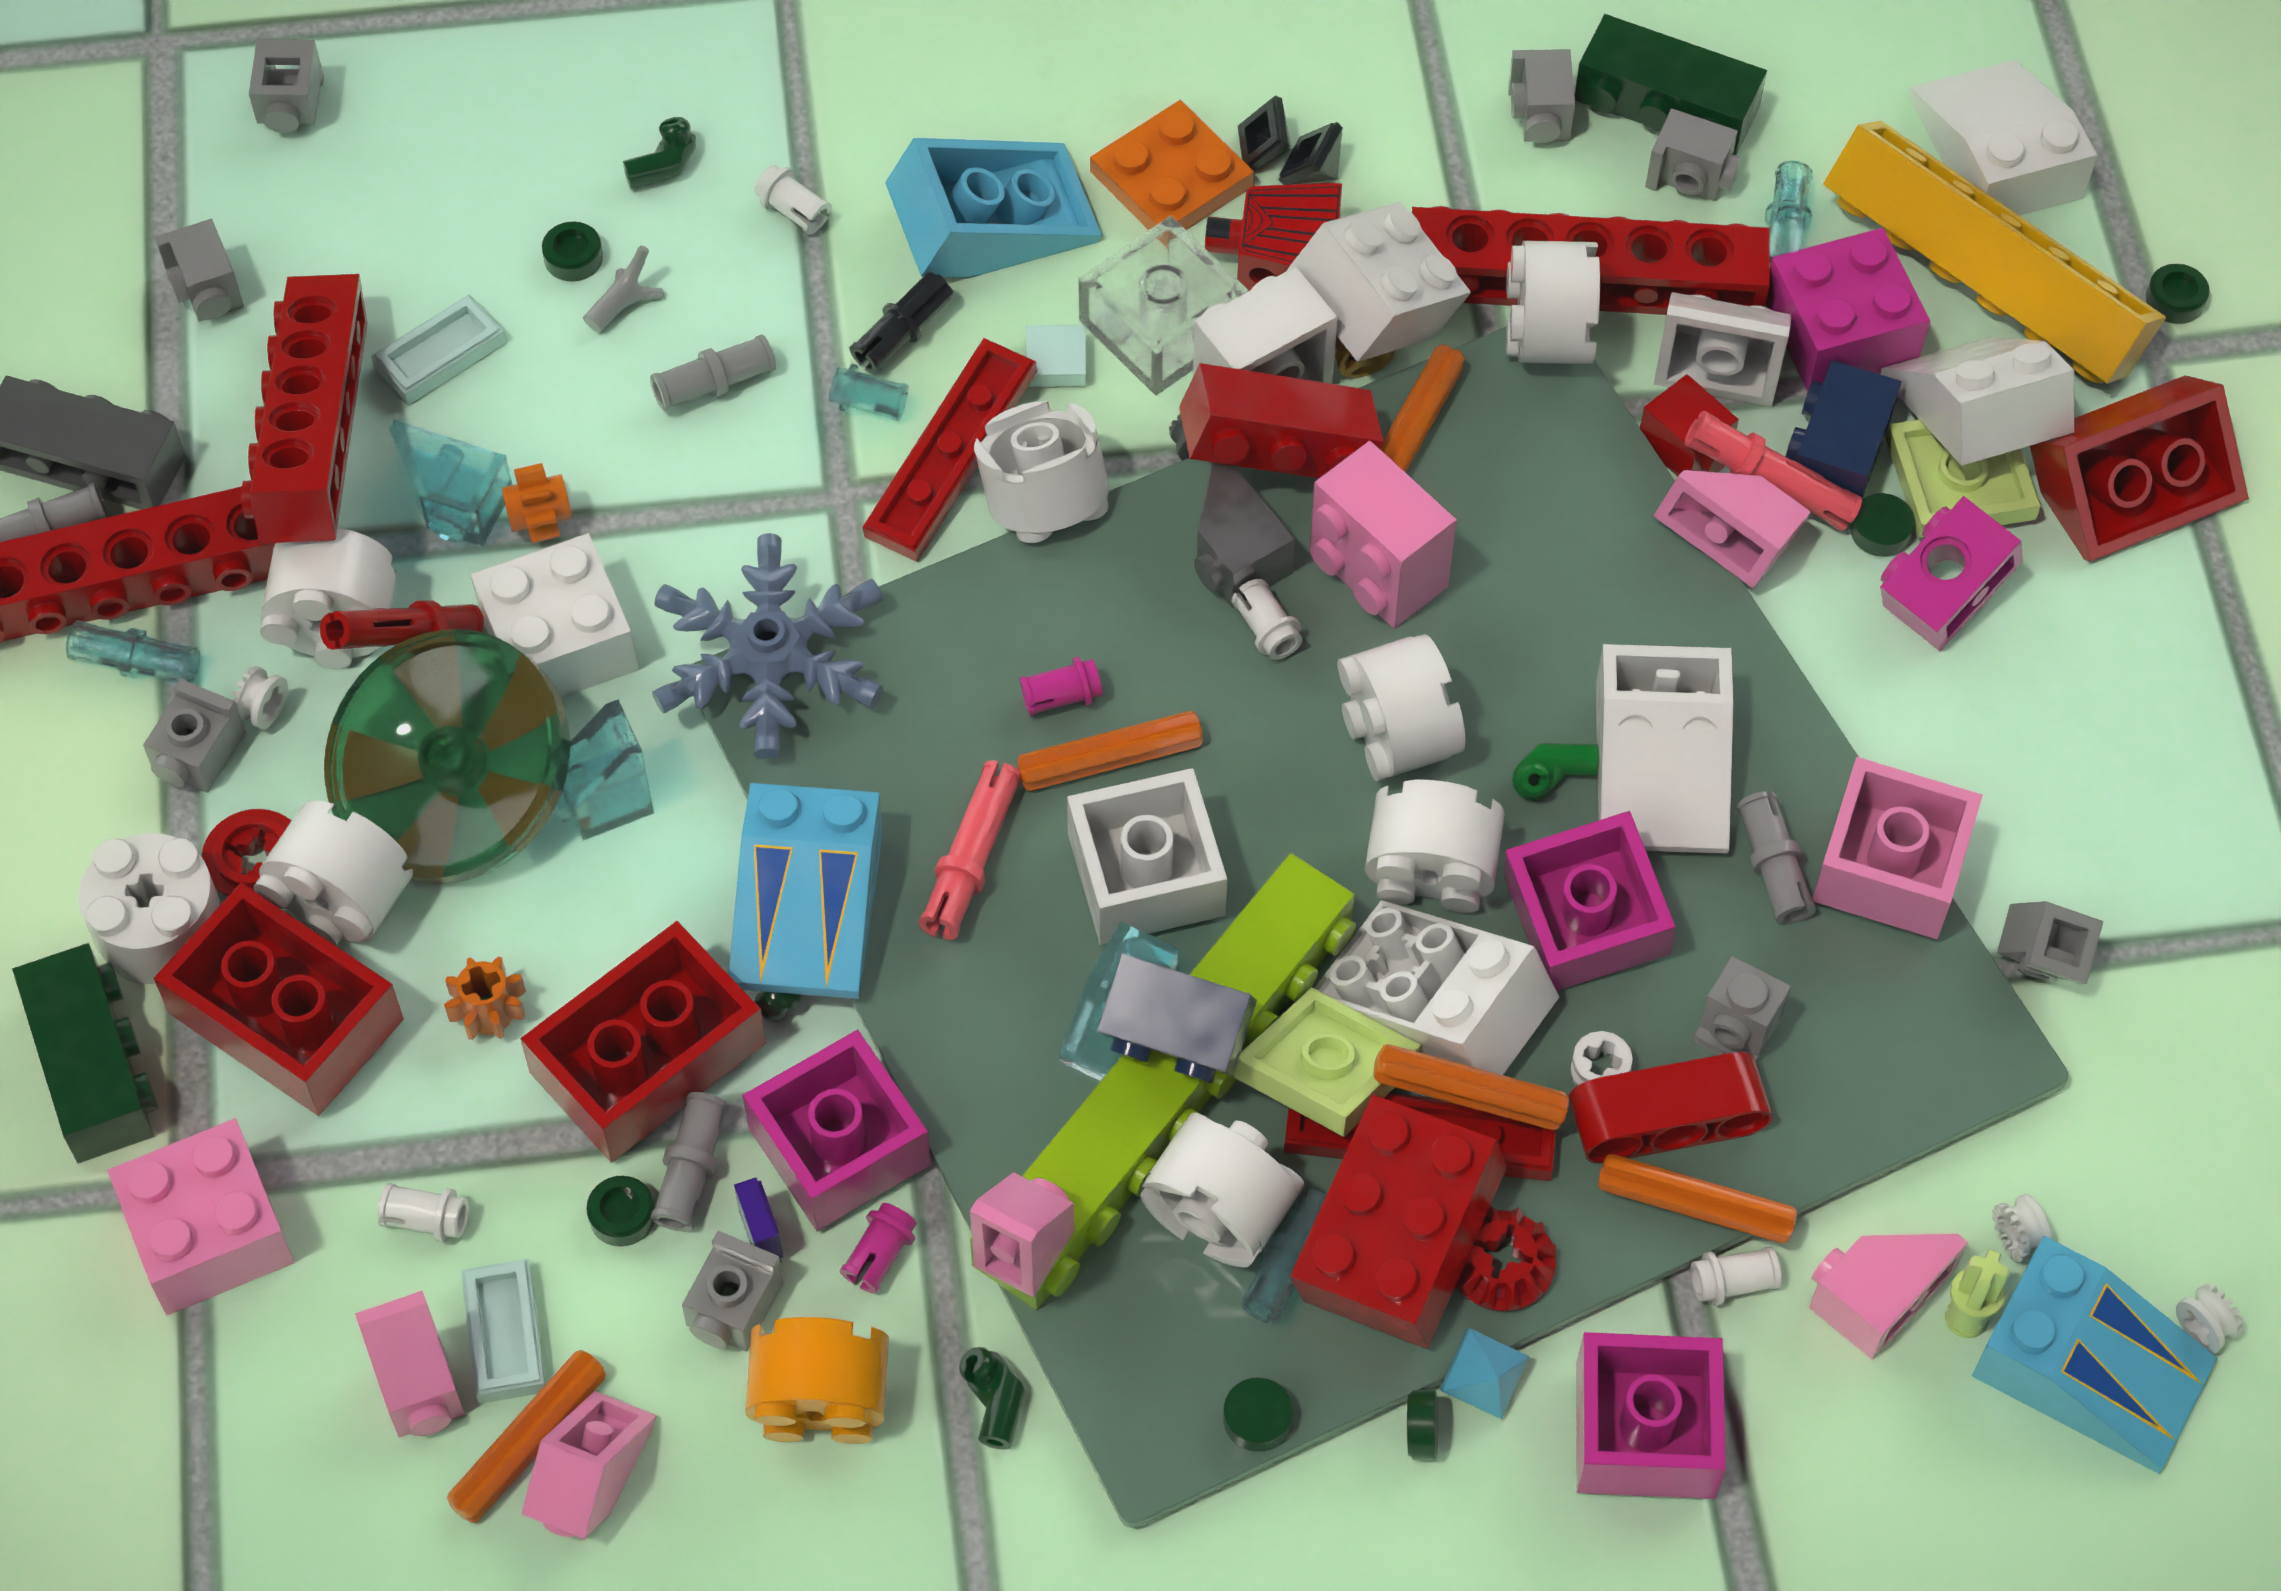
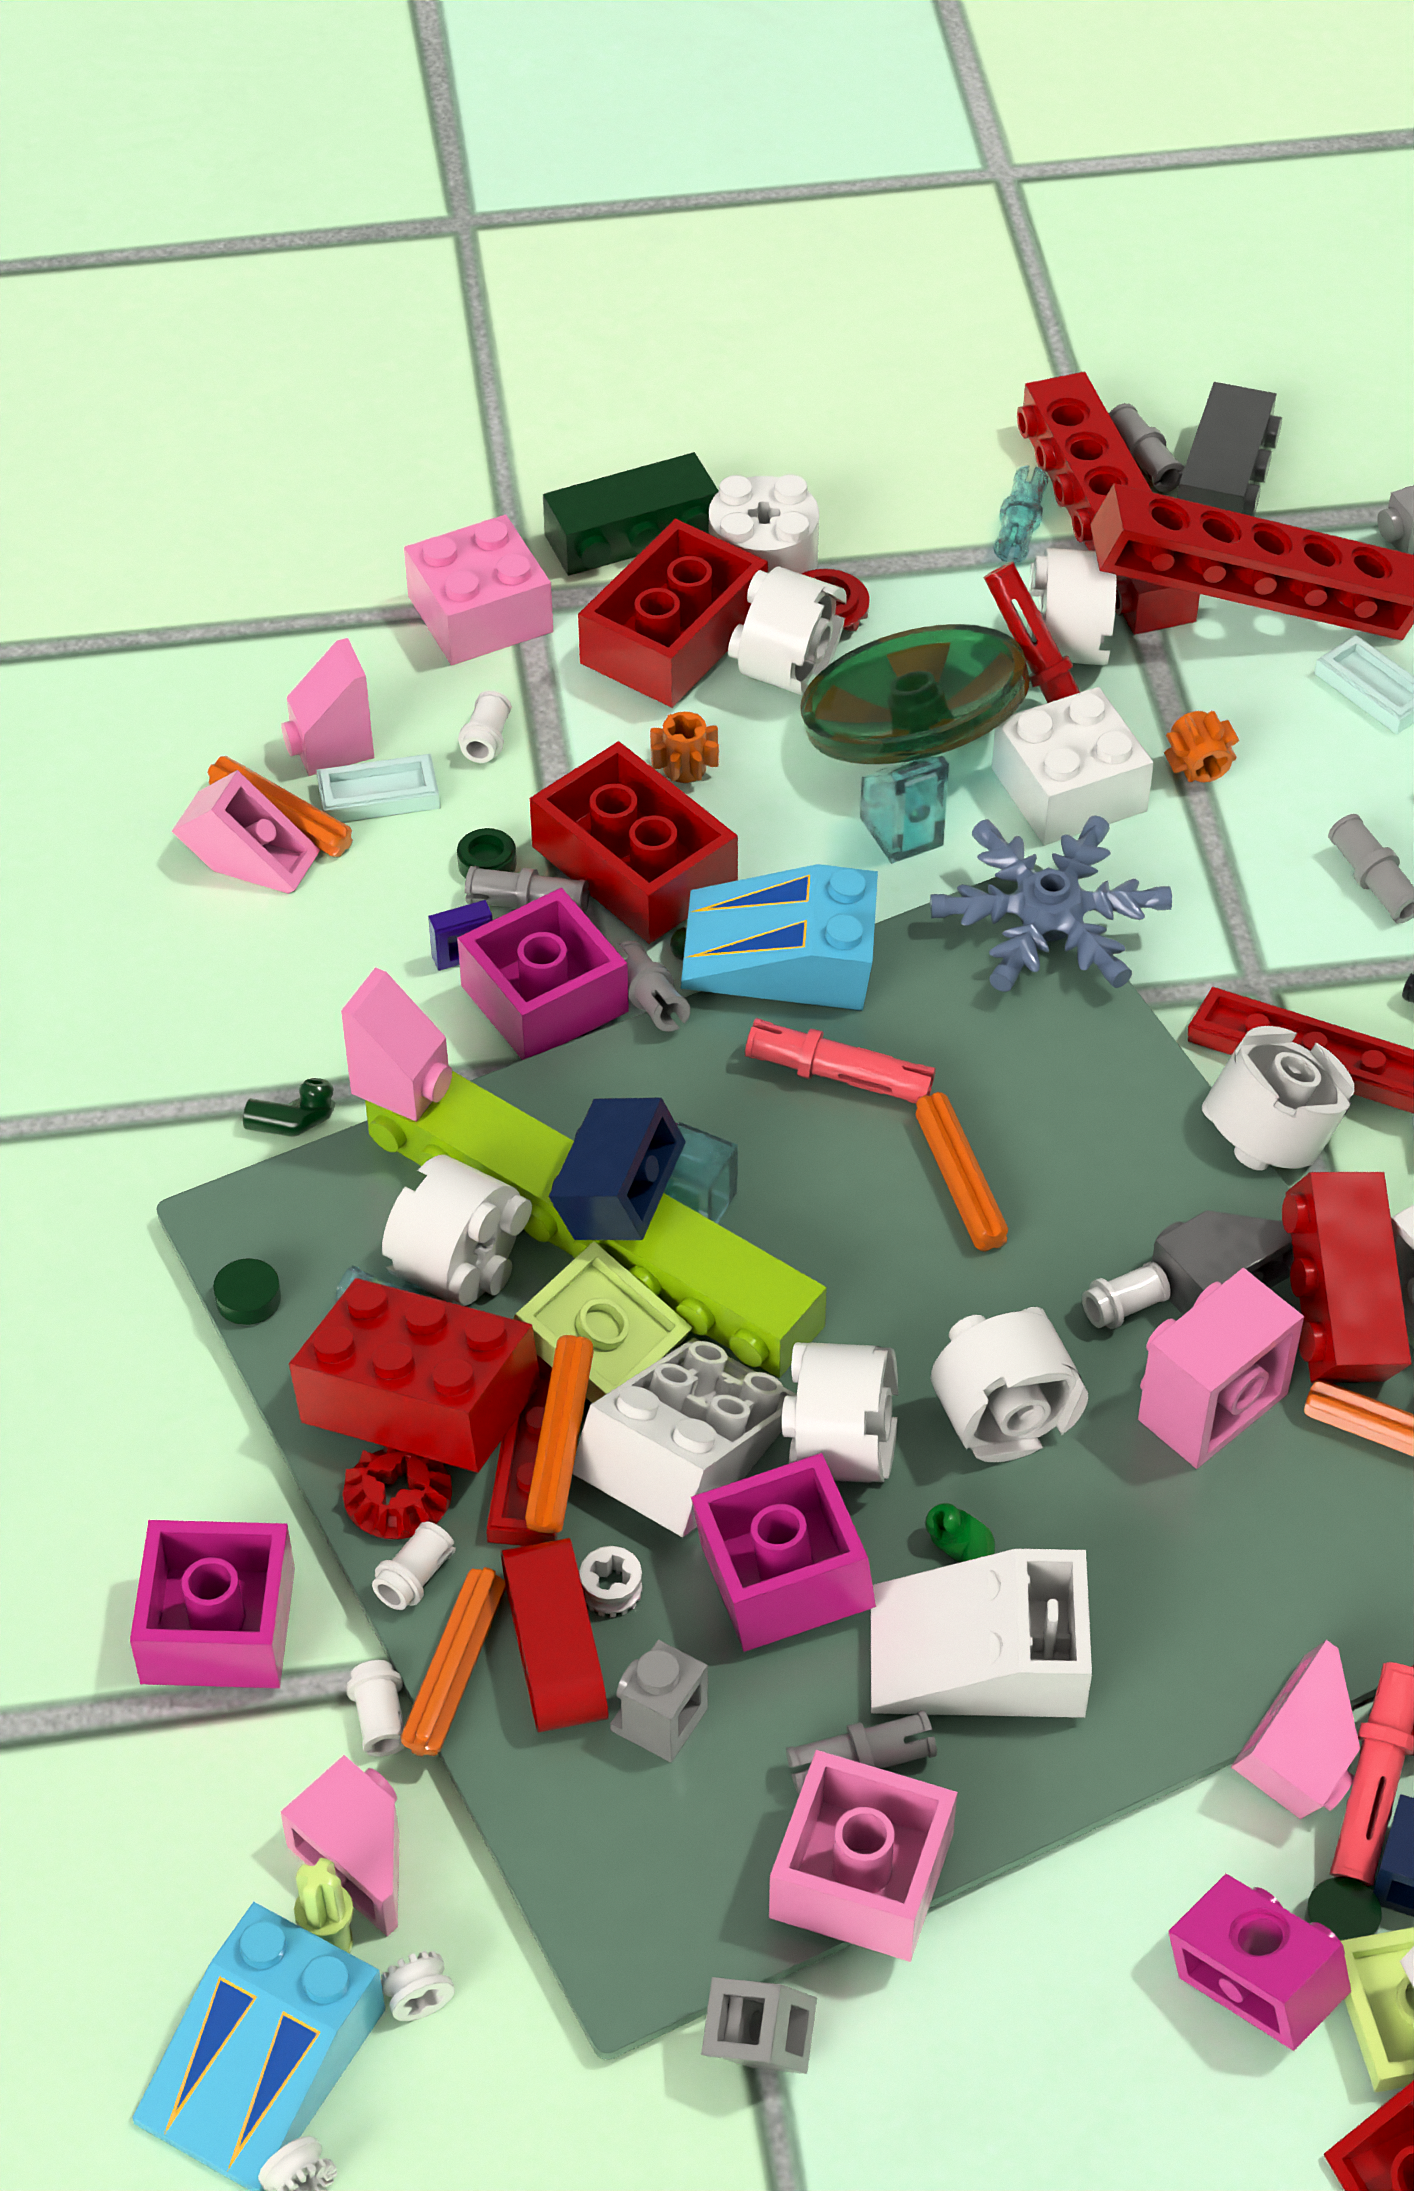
camera: 90 degrees right, 10 degrees down
(194, 737) = (934, 553): light grey brick -> none
(260, 697) = (964, 588): white bush -> none
(451, 482) = (1217, 680): clear light blue slope -> none
(730, 1319) = (393, 923): light grey brick -> none
(817, 1379) = (296, 965): light orange brick -> none
(865, 1016) = (653, 988): none -> light grey pin
(868, 393) = (1373, 973): clear light blue pin -> none
(880, 1244) = (456, 1024): dark pink pin -> none
(1061, 686) = (1034, 1139): dark pink pin -> none
(1147, 854) = (824, 1179): white brick -> none
(1422, 1425) = (231, 1429): dark green tile -> none
(1484, 1373) = (282, 1480): medium azure slope -> none
(1597, 1235) = (402, 1579): none -> white pin

